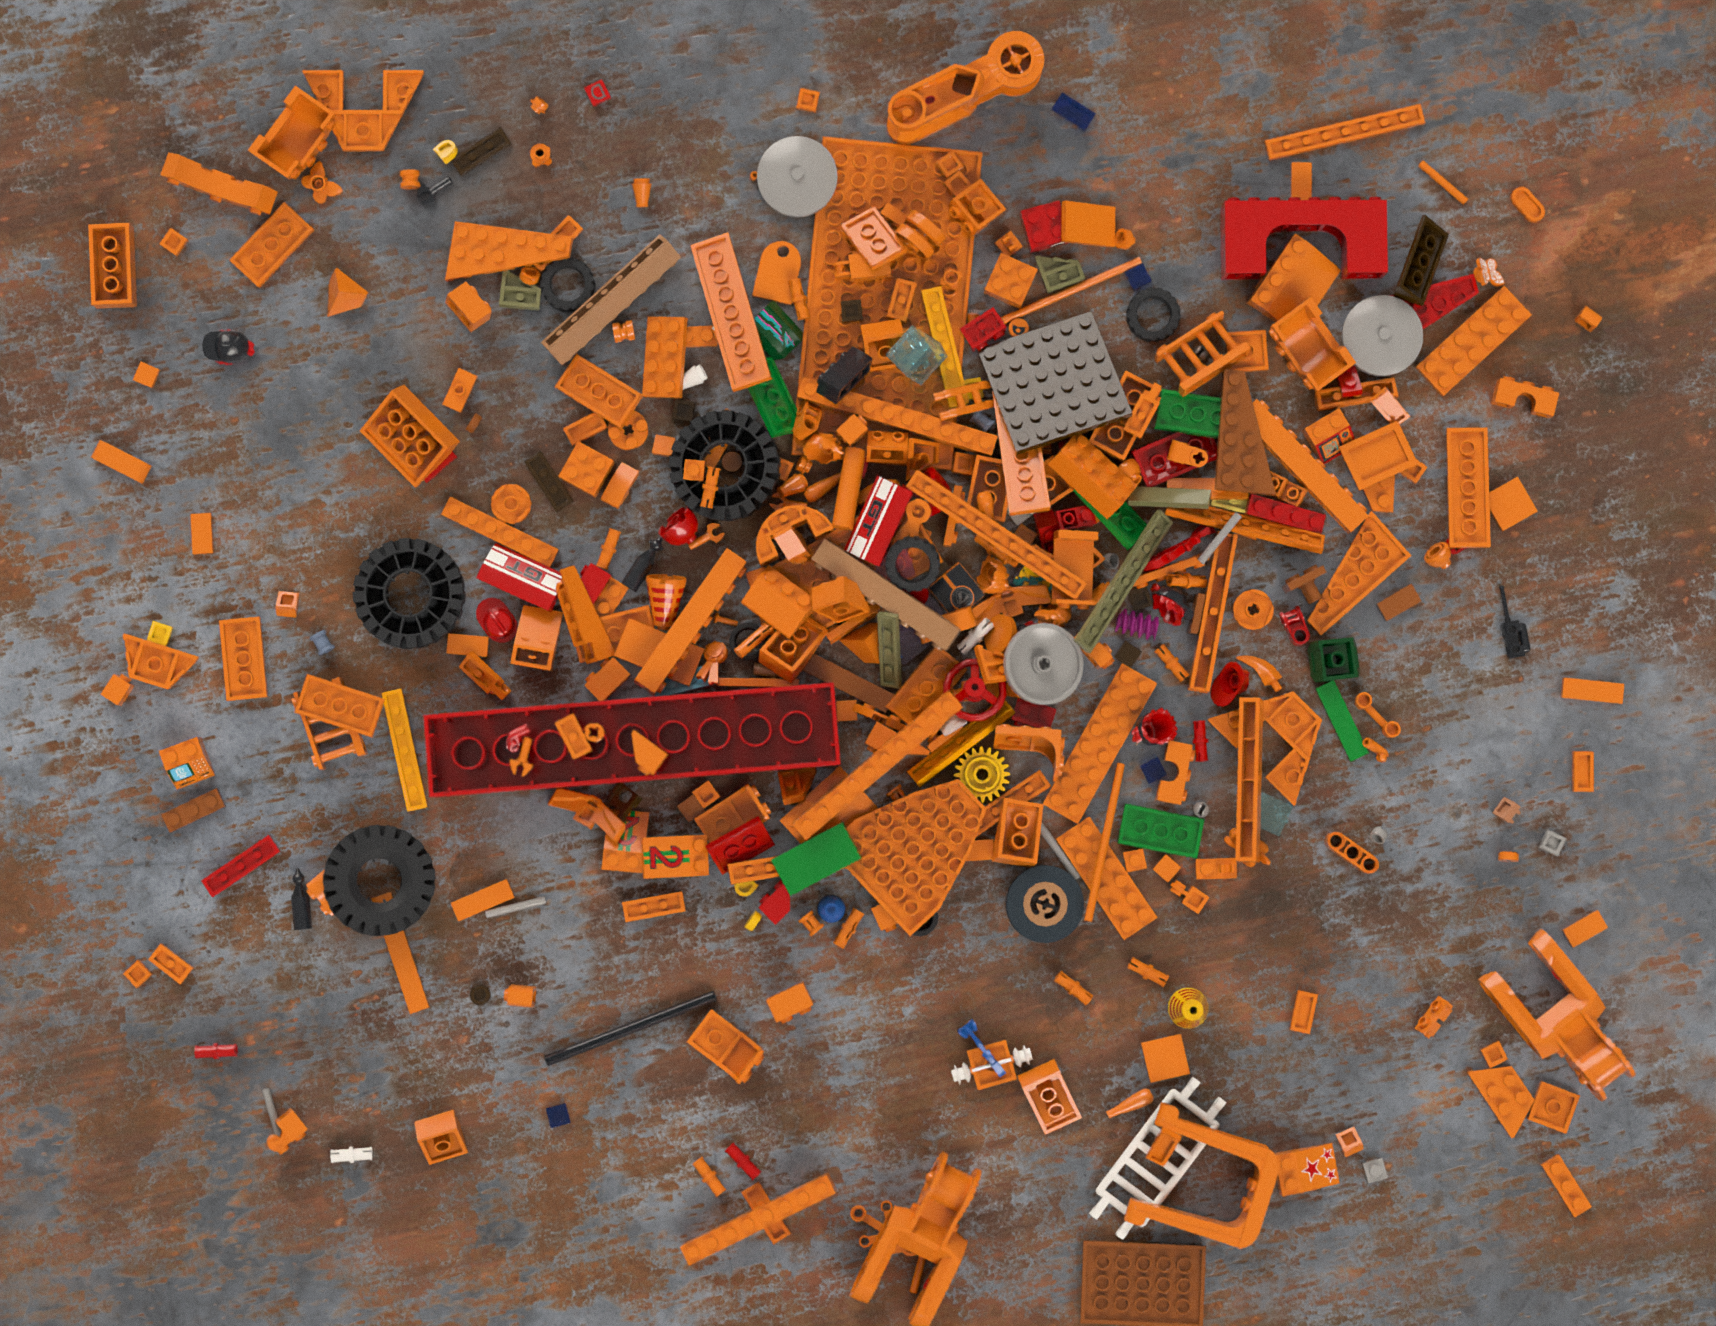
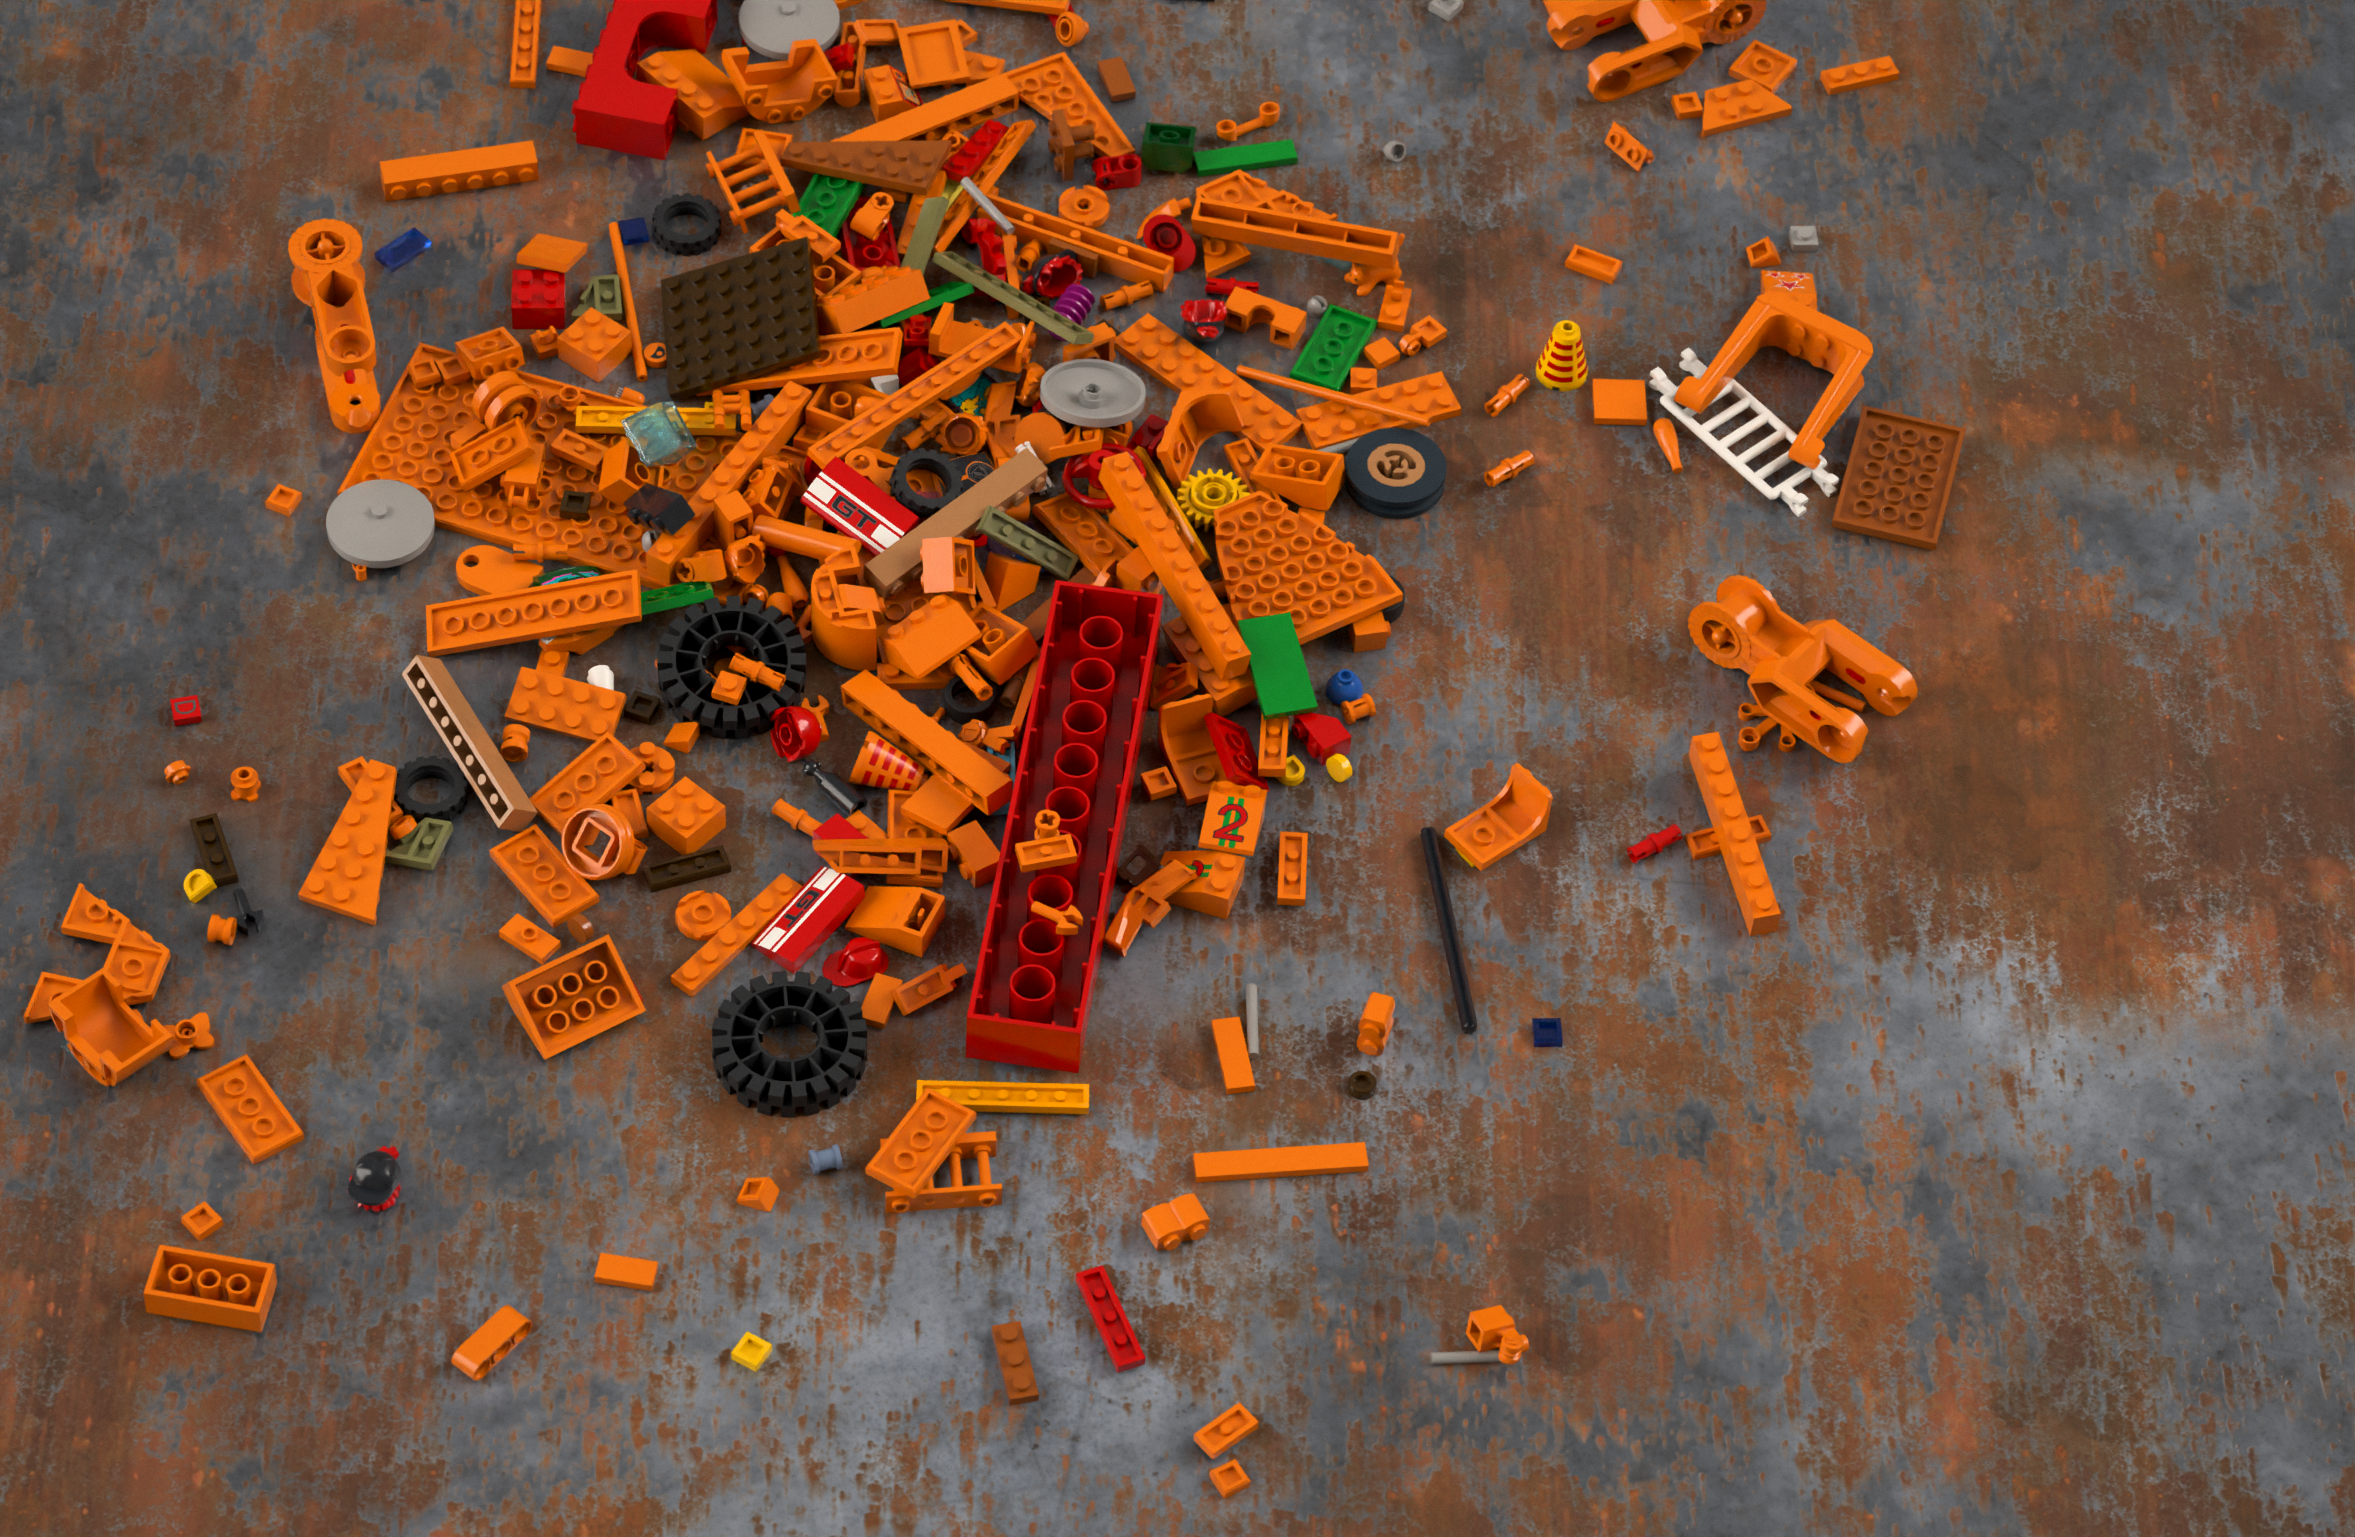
camera: 75 degrees left, 35 degrees down
(118, 689) = (816, 1412): orange brick -> none
(146, 375) = (378, 1291): orange tile -> none
(155, 662) = (790, 1362): orange wing -> none
(187, 762) = (944, 1351): orange slope -> none
(216, 1051) = (1364, 1402): red pin -> none
(218, 184) = (148, 1140): orange brick -> none
(243, 658) = (818, 1256): orange plate -> none
(300, 903) = (1182, 1259): black wheel -> none
(344, 294) = (349, 1037): orange slope -> none
(351, 1154) = (1547, 1272): white pin -> none
(371, 844) = (1198, 1118): black tyre -> none
(440, 1137) = (1546, 1162): orange slope -> none
(468, 306) = (421, 896): orange brick -> none
(514, 737) = (1026, 918): arm -> none
(517, 384) = (543, 876): none -> orange tile
(555, 405) = (621, 853): none -> orange piece
(619, 485) = (721, 787): orange slope -> none
(642, 191) = (335, 687): orange cone -> none
(647, 754) = (1090, 778): orange slope -> none
(690, 808) = (1172, 806): dark orange tile -> none
(709, 1176) = (1666, 883): orange pin -> none
(790, 1002) = (1457, 741): orange brick -> none
(848, 928) = (1374, 674): orange pin -> none
(967, 1029) = (1536, 569): blue piece -> none
(982, 1070) = (1587, 566): orange plate -> none
(983, 329) = (647, 380): red bracket -> none
(1049, 1096) = (1640, 516): orange slope -> none
(1124, 239) = (582, 230): orange tile -> none
(1153, 770) = (1255, 341): clear blue tile -> none
(1159, 129) = (459, 170): none -> orange brick
(1163, 1146) = (1730, 408): orange tile -> none
(1361, 854) = (1409, 177): orange beam -> none
(1376, 748) = (1290, 131): orange arm -> none
(1506, 810) = (1396, 32): nougat tile -> none
(1508, 856) = (1452, 42): orange tile -> none

